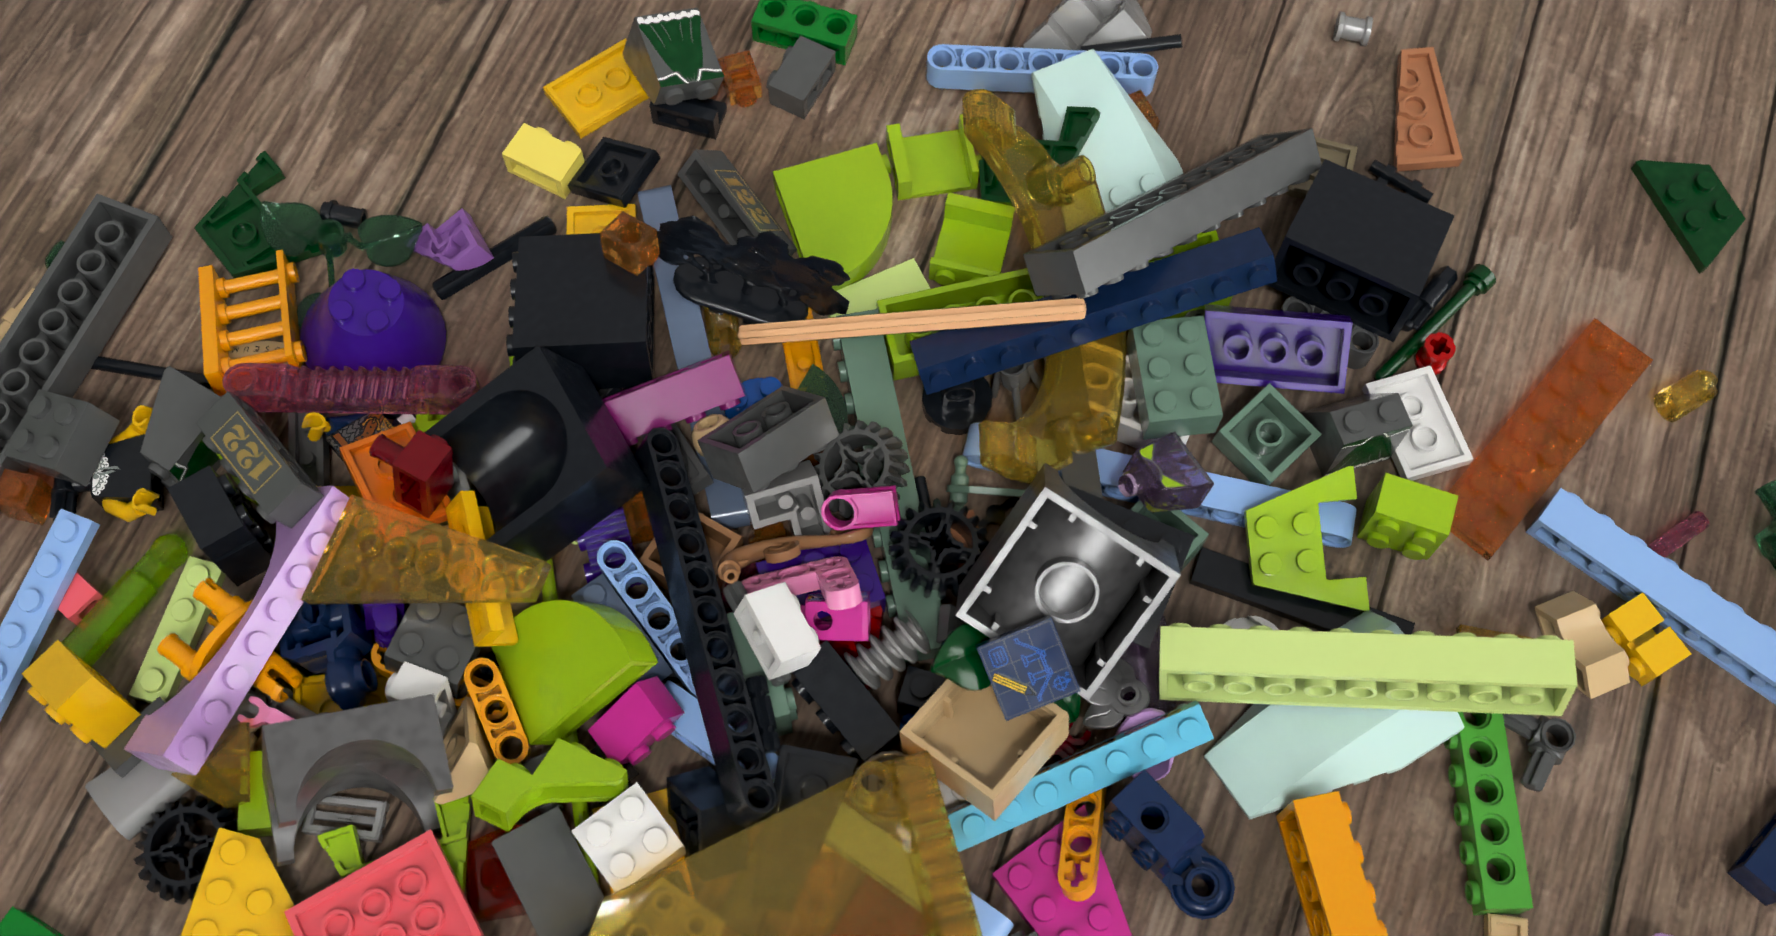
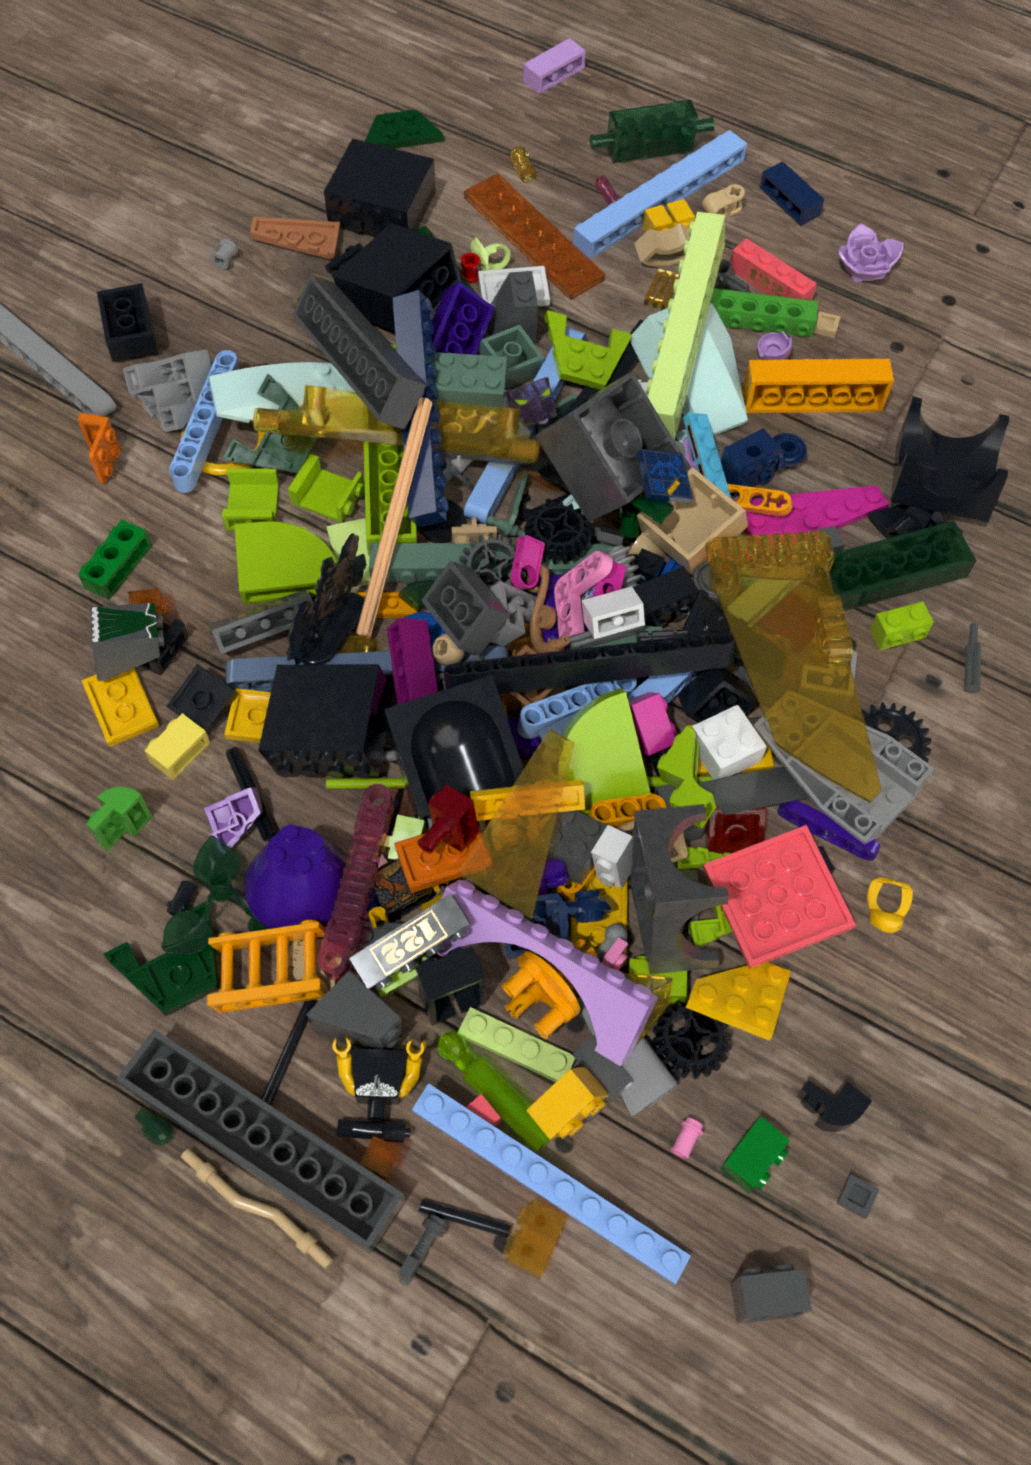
camera: 80 degrees left, 5 degrees down
(60, 861) = (687, 1138): none -> bright pink pin
(62, 437) = (343, 1113): dark grey brick -> none
(431, 115) = (121, 812): none -> bright green brick
(630, 243) = (293, 666): clear orange brick -> none
(801, 77) = (158, 567): dark grey brick -> none
(924, 432) = (472, 531): none -> tan hips
(1139, 45) = (209, 358): black bar -> none
(1407, 517) = (580, 298): lime brick -> none
(1415, 846) = (774, 346): none -> lavender hair
(1462, 366) = (483, 253): none -> yellowish green piece
(1535, 197) = (379, 188): none -> black brick
(1576, 826) = (770, 273): none -> coral brick
(1717, 725) = (725, 201): none -> tan piece

